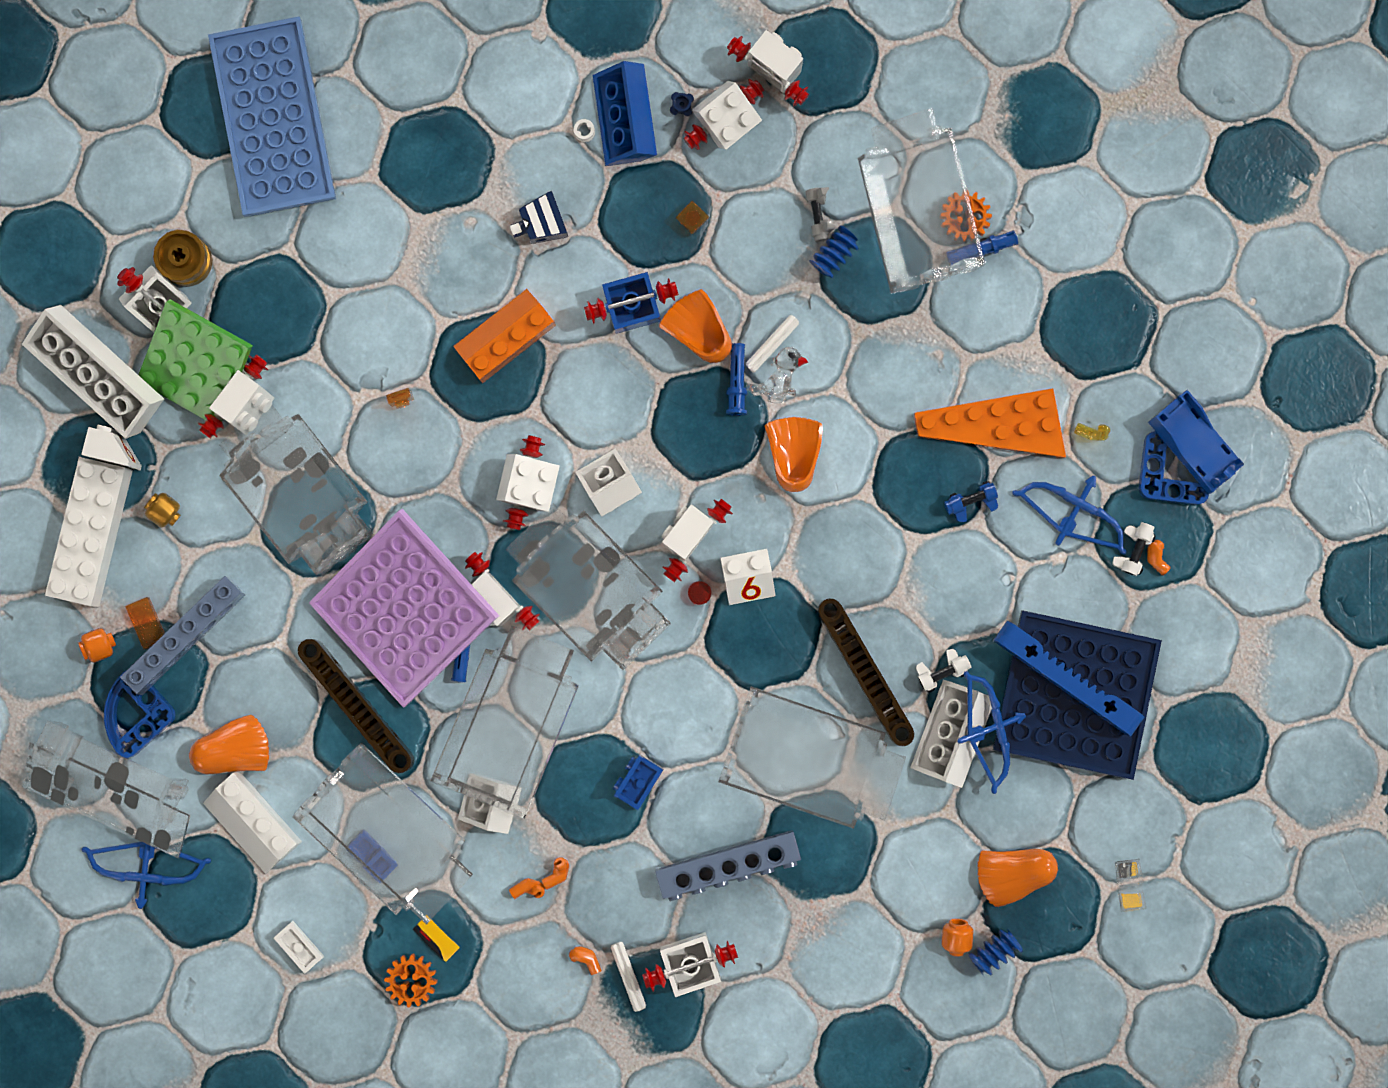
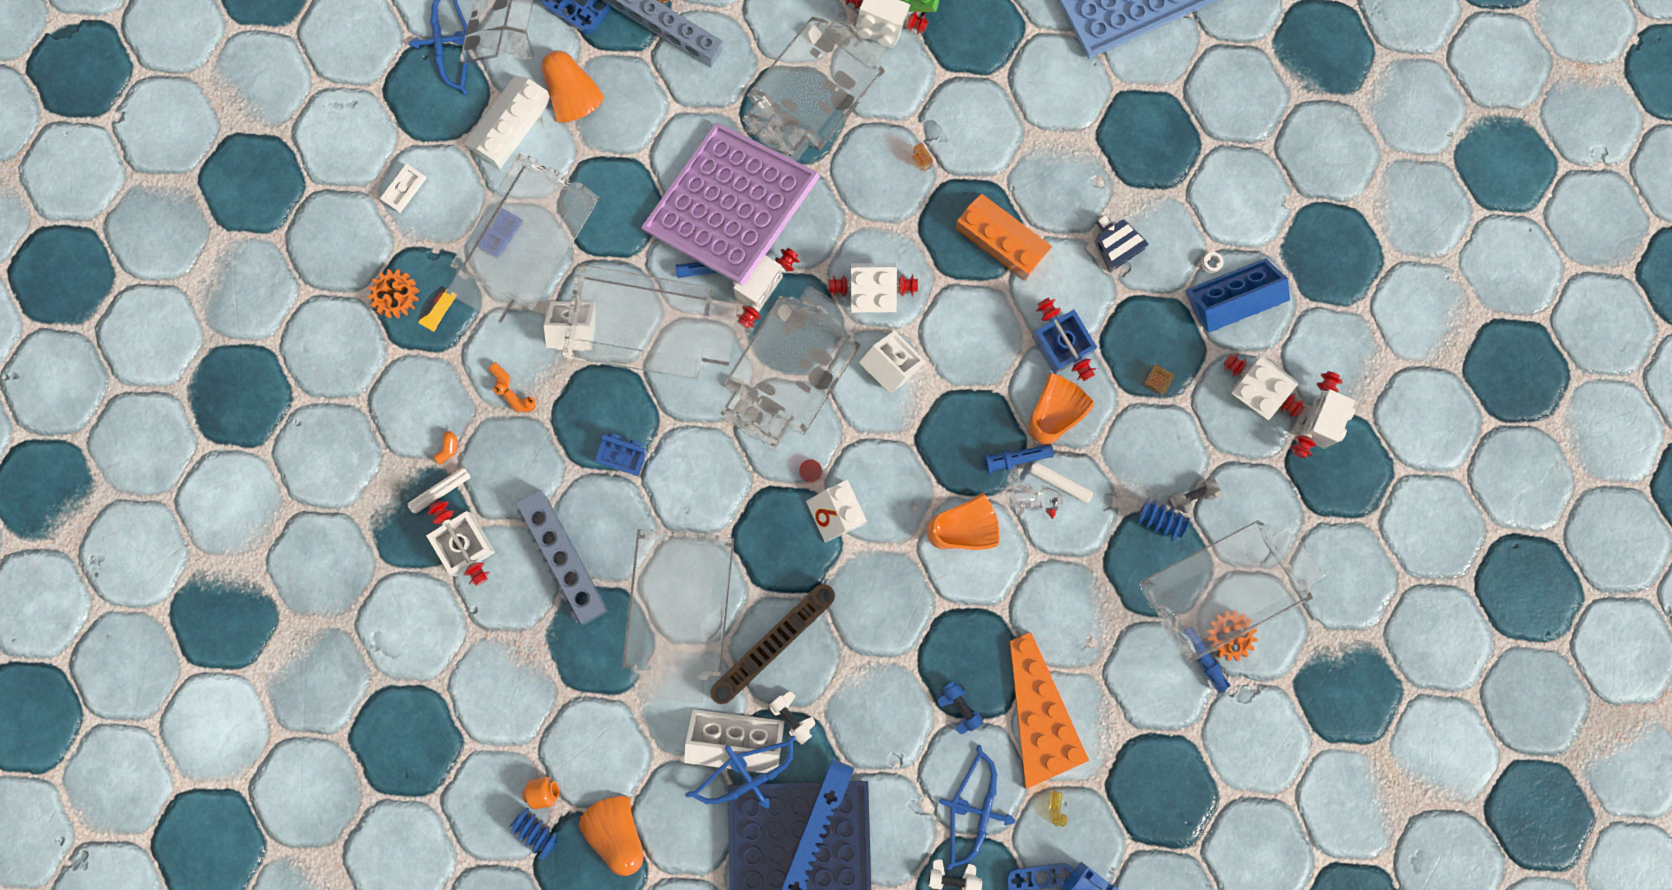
camera: 70 degrees right, 5 degrees down
(355, 705) = (632, 184): dark brown gear -> none
(677, 98) = (1267, 340): dark blue plate -> none
(688, 533) = (861, 445): white brick -> none

